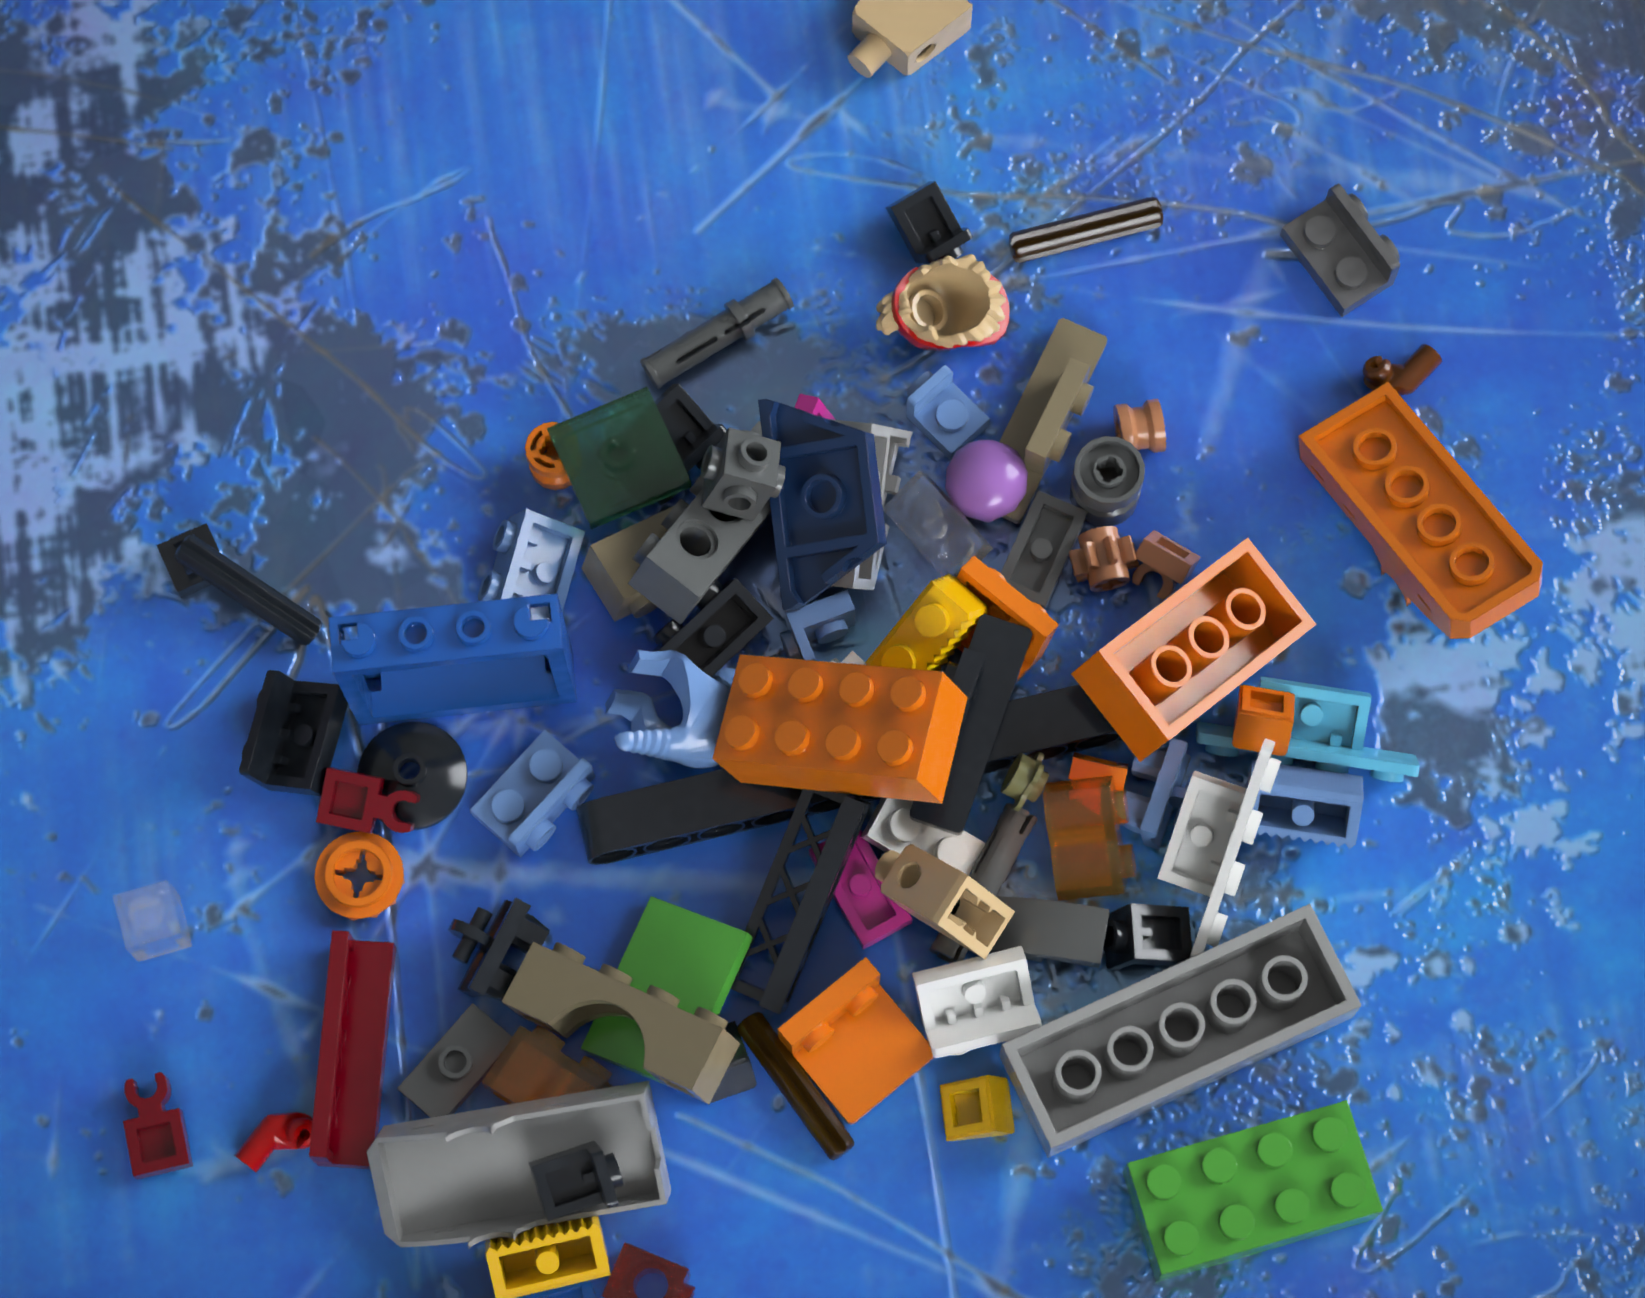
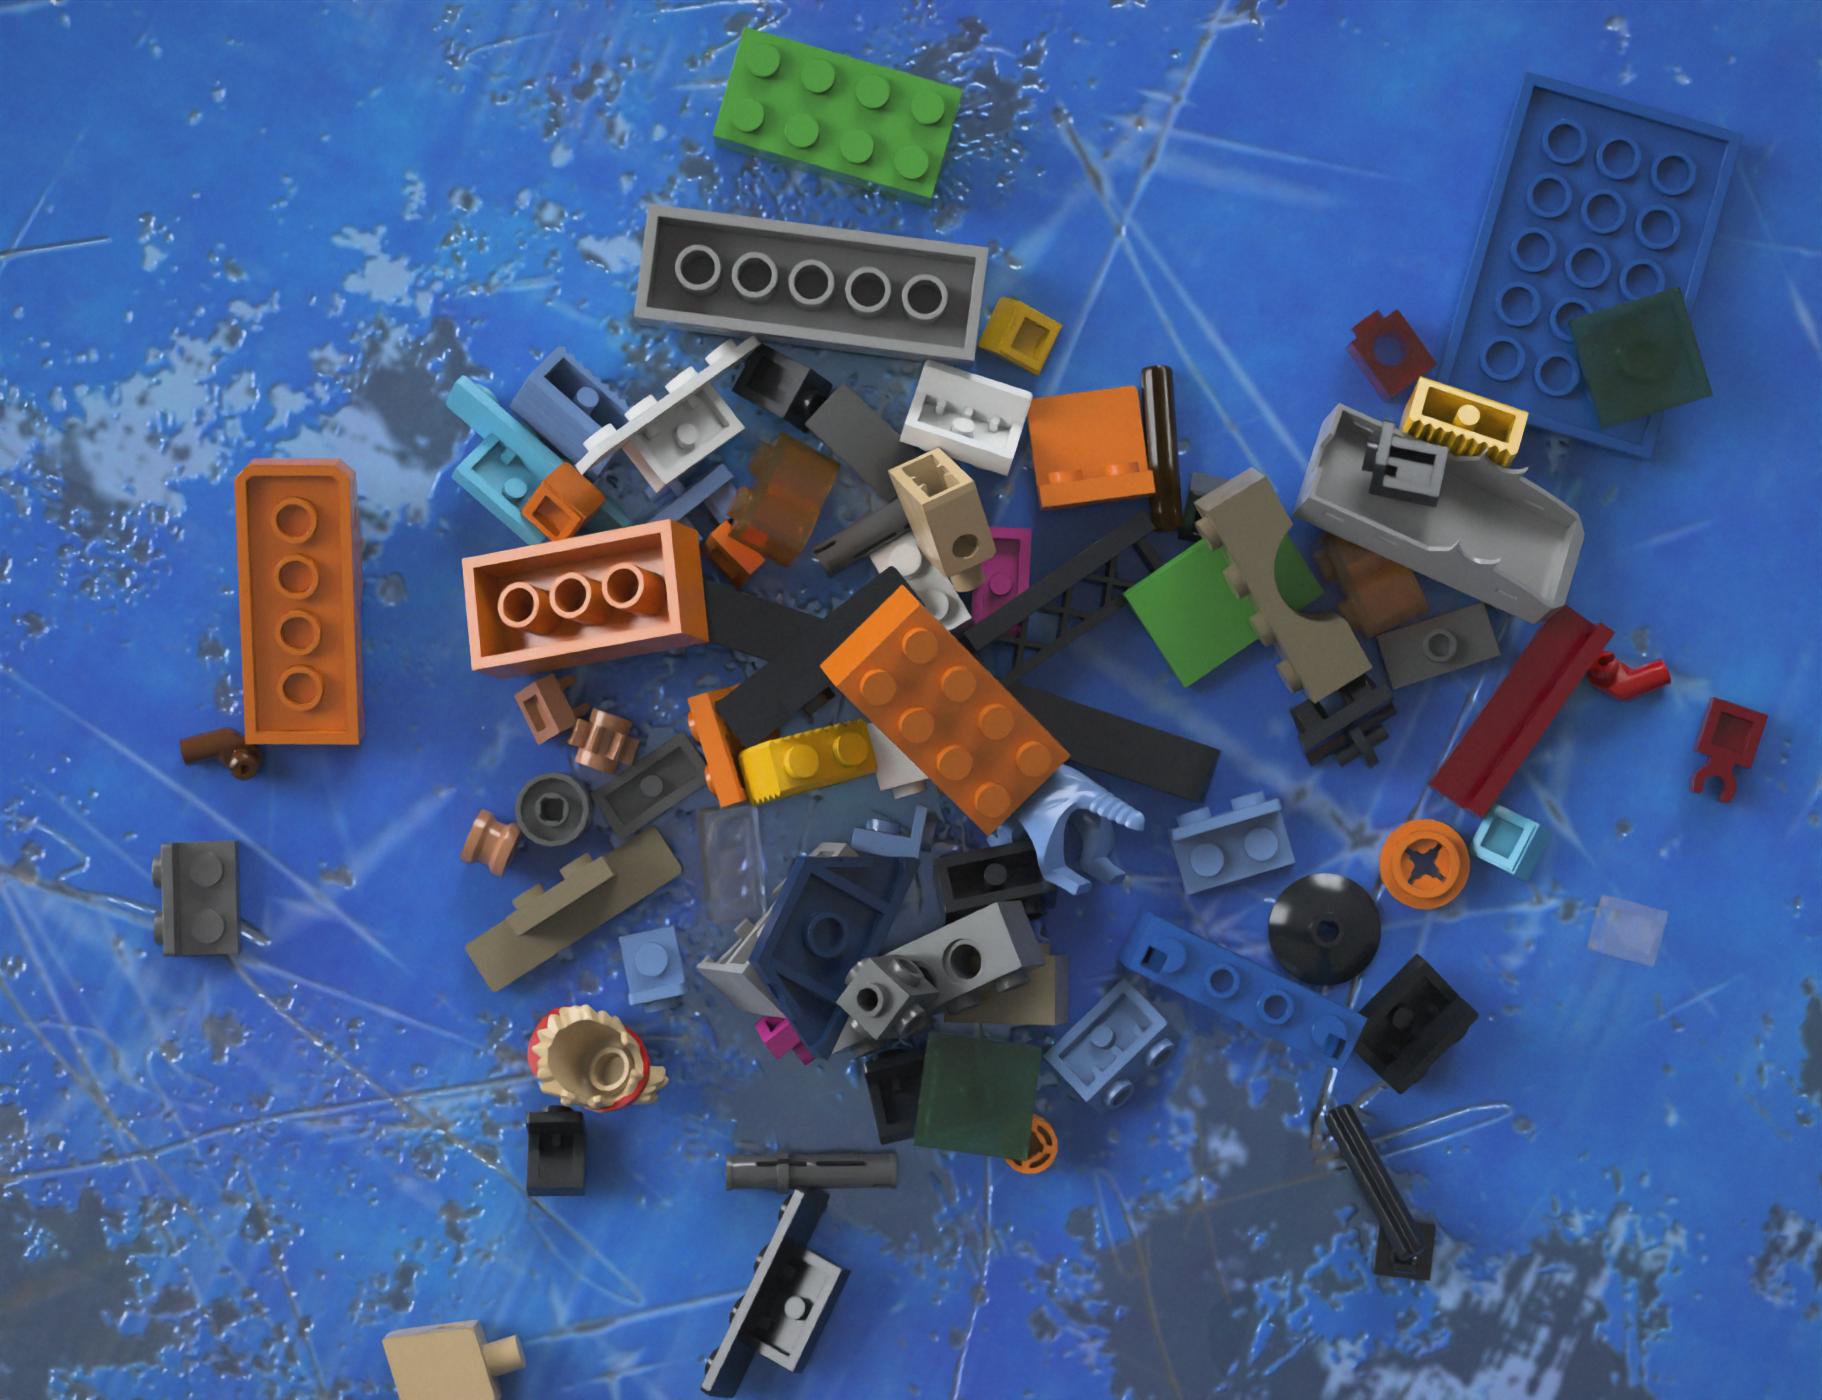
camera: 150 degrees left, 15 degrees up
(296, 939) = (1509, 842): none -> medium azure slope
(357, 800) = (1389, 928): dark red plate -> none
(675, 223) = (785, 1301): none -> black bracket
(986, 480) = (660, 878): medium lavender hair -> none
(1025, 779) = (803, 582): olive plate -> none
(1086, 229) = (415, 1064): axle -> none

